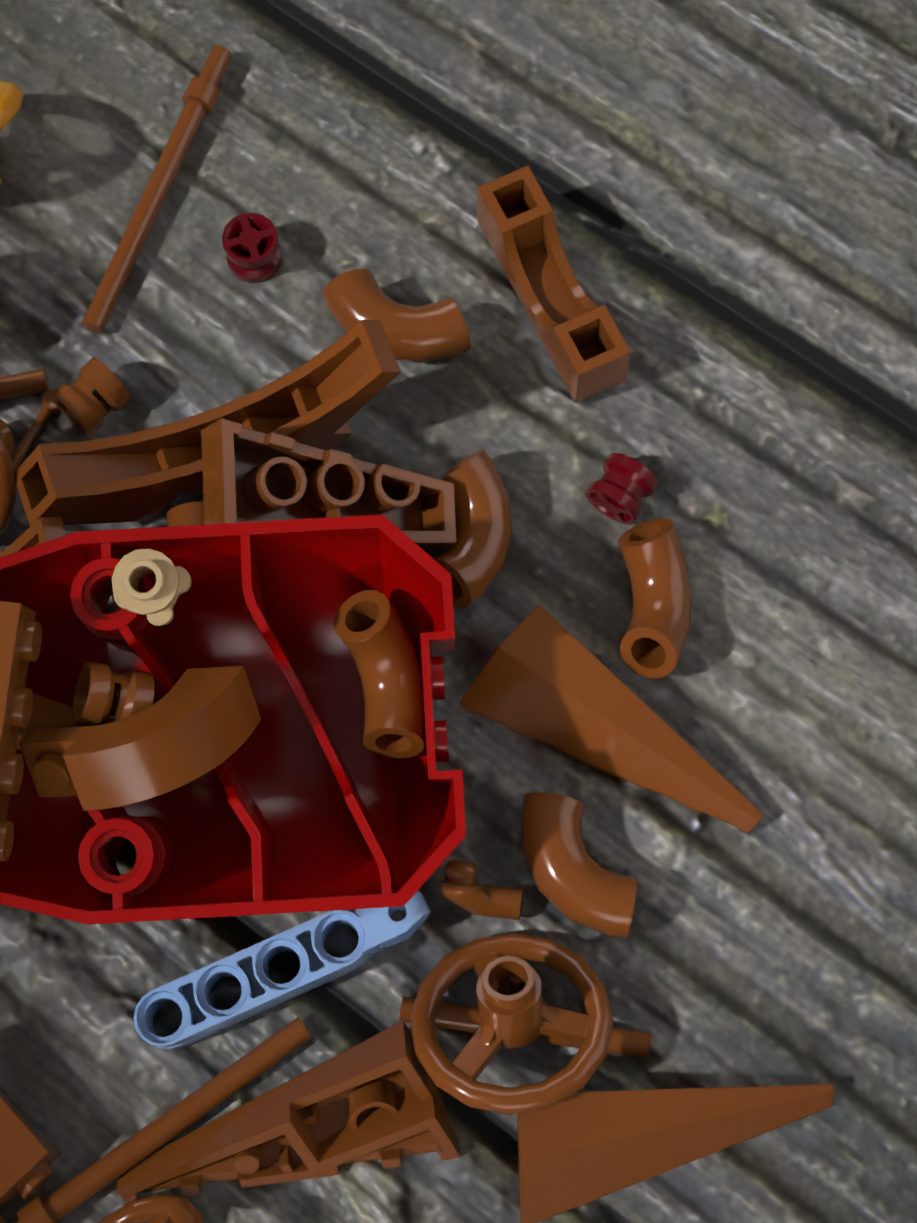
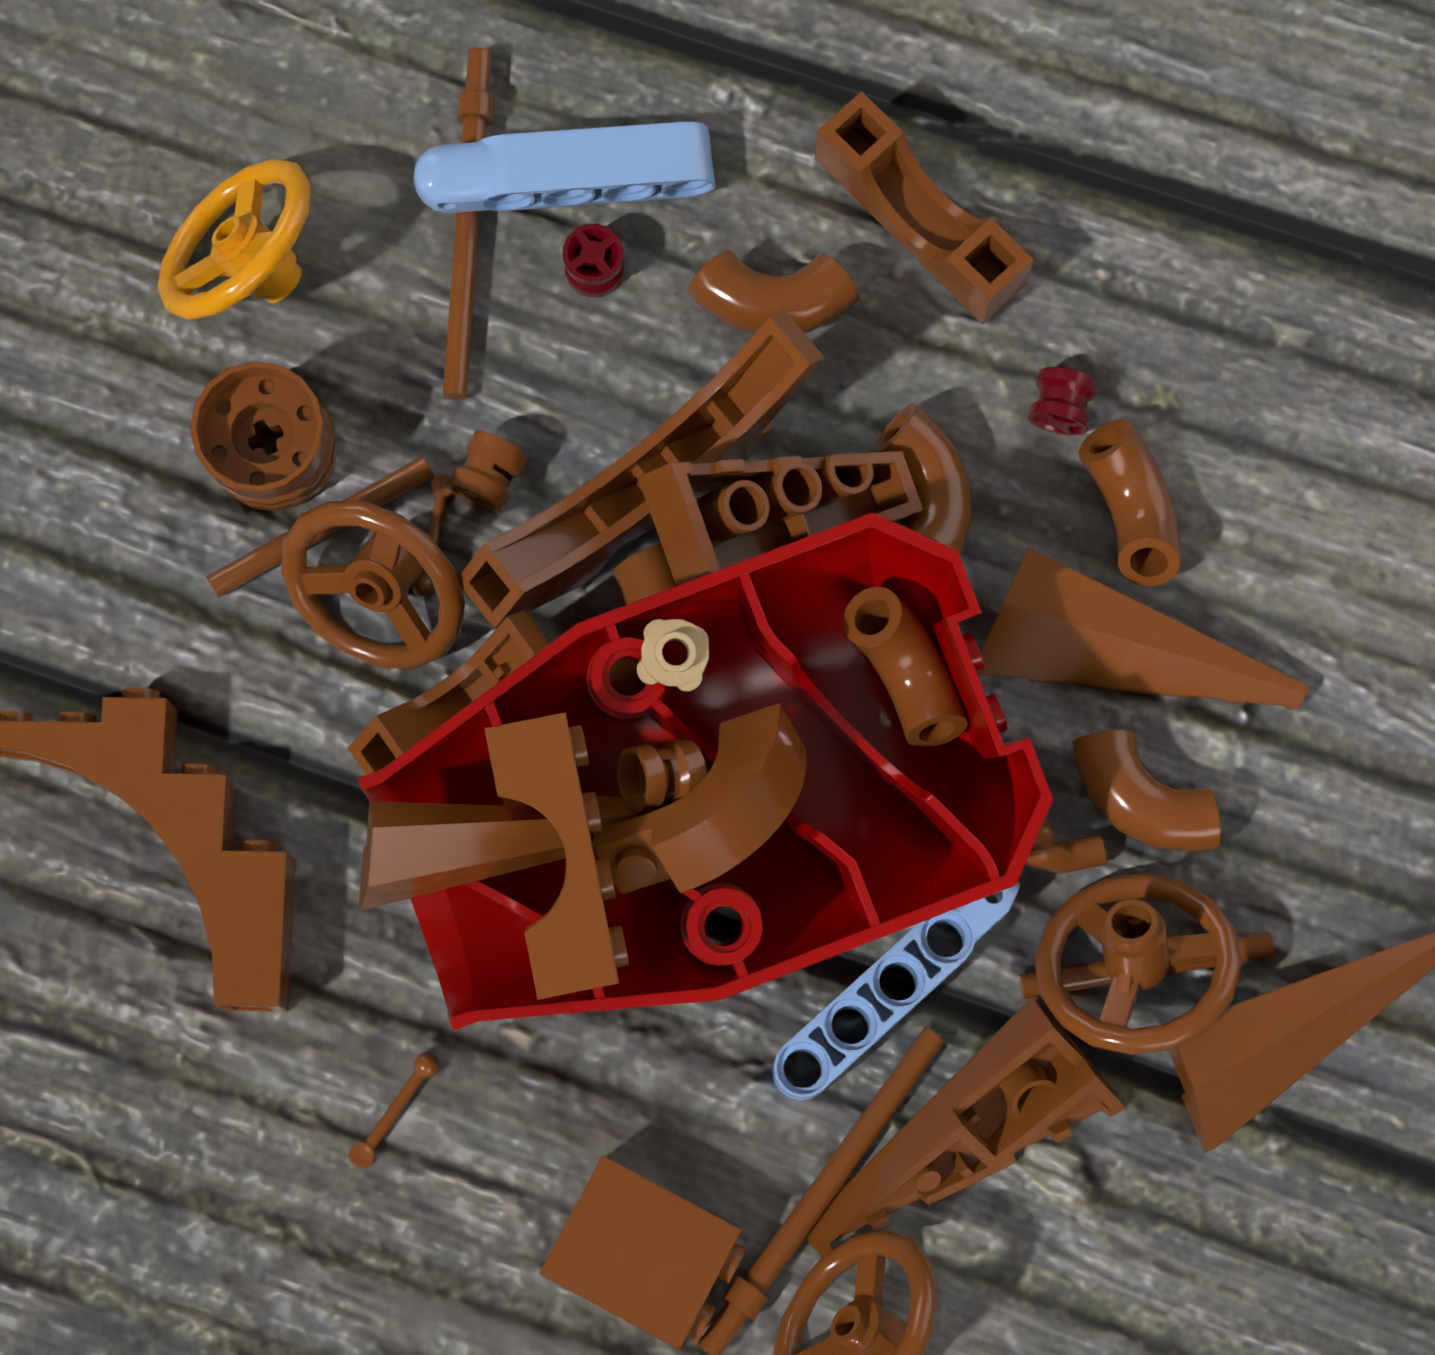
camera: 20 degrees left, 5 degrees up
(257, 163) = (568, 168): none -> light blue piece

